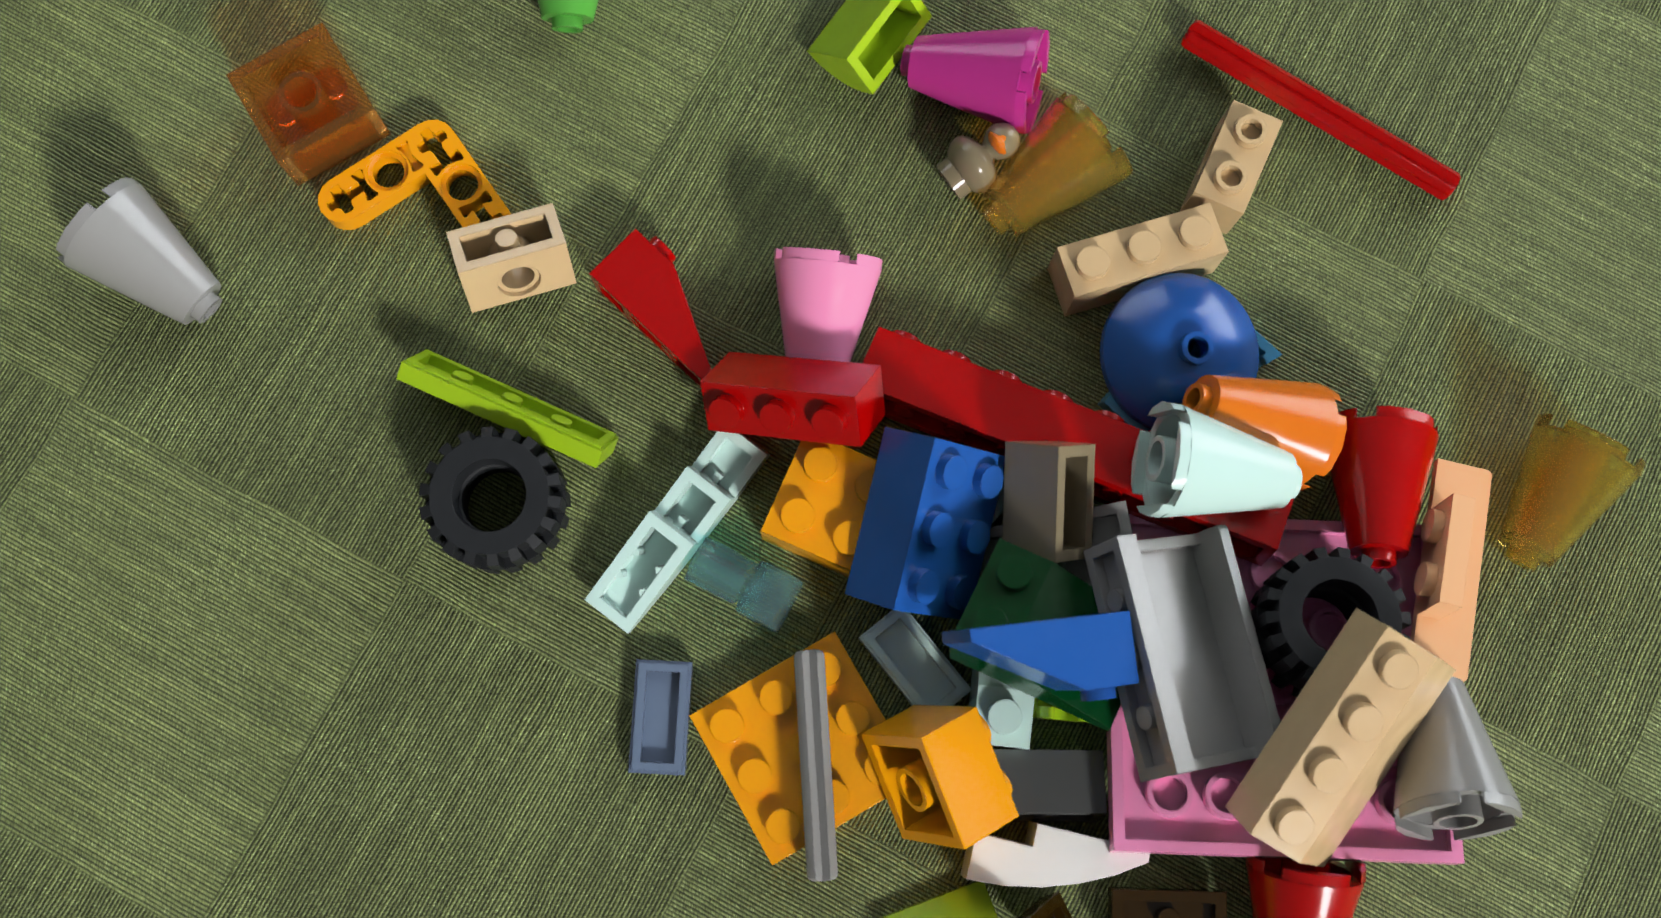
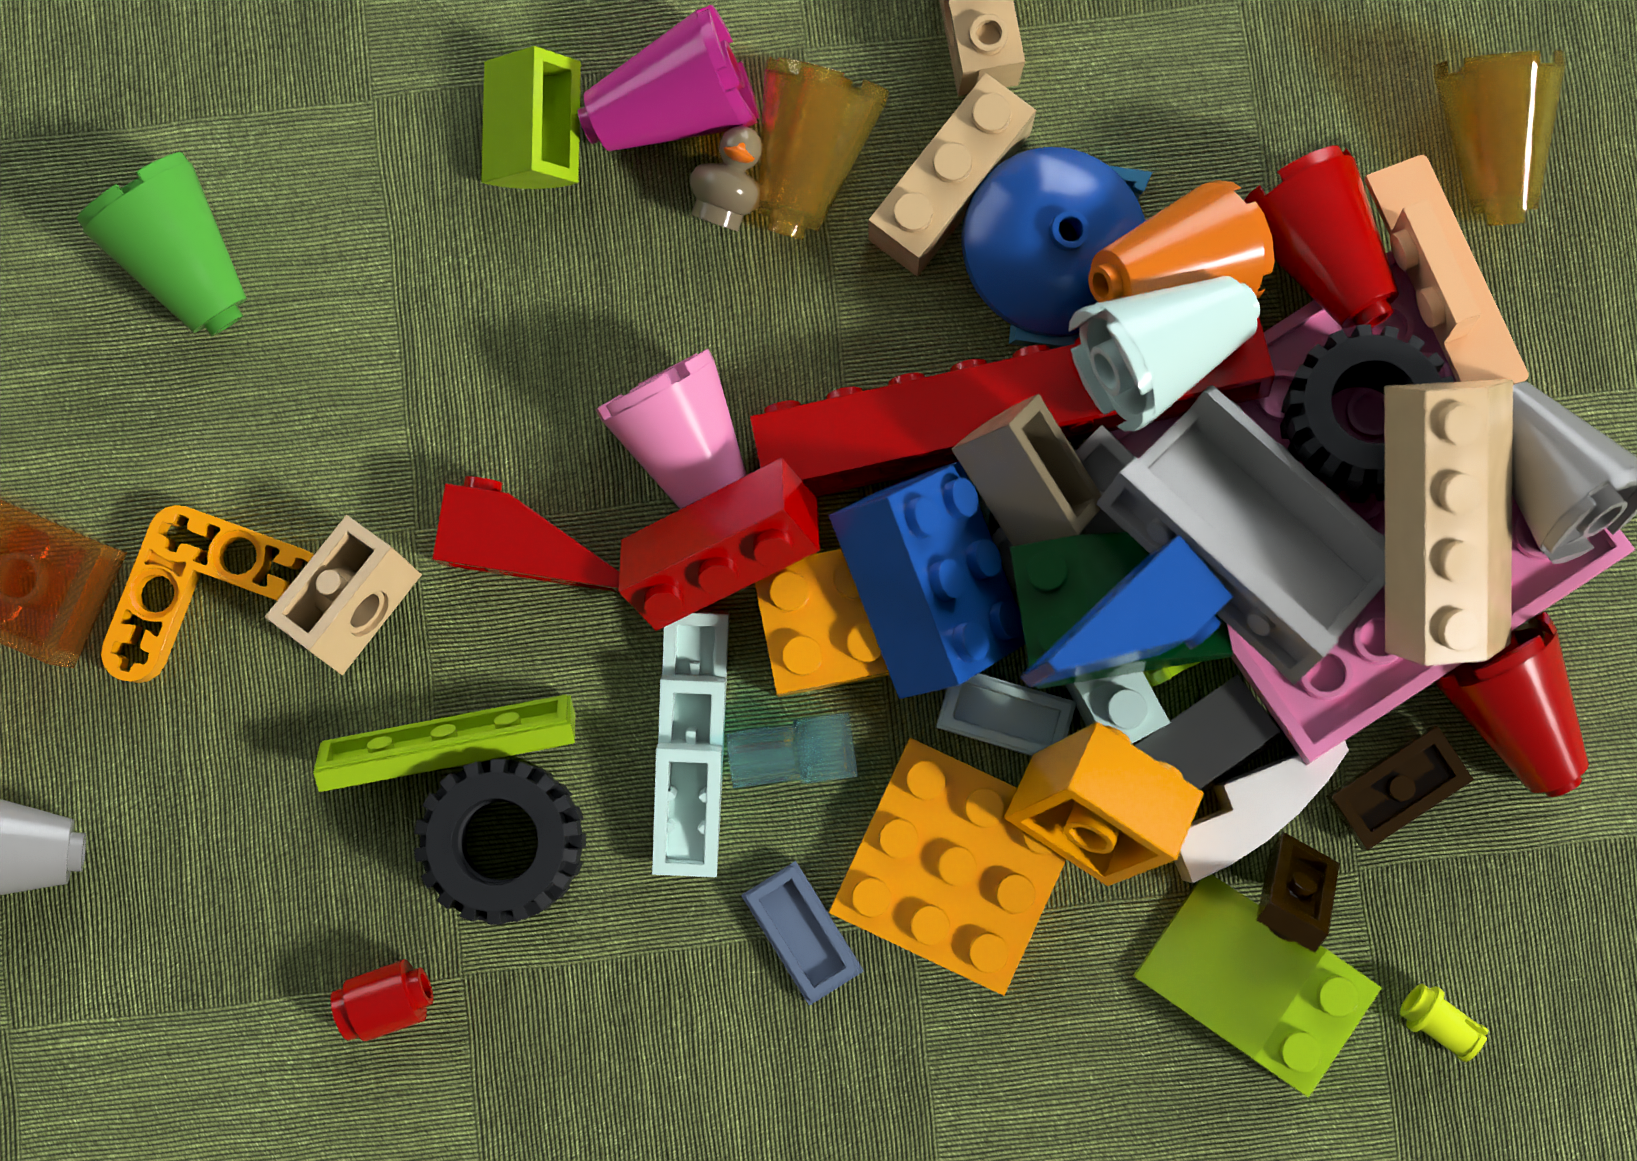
camera: 30 degrees left, 5 degrees up
(333, 555) = (381, 1001): none -> red brick
(815, 765) = (981, 875): light grey axle -> none

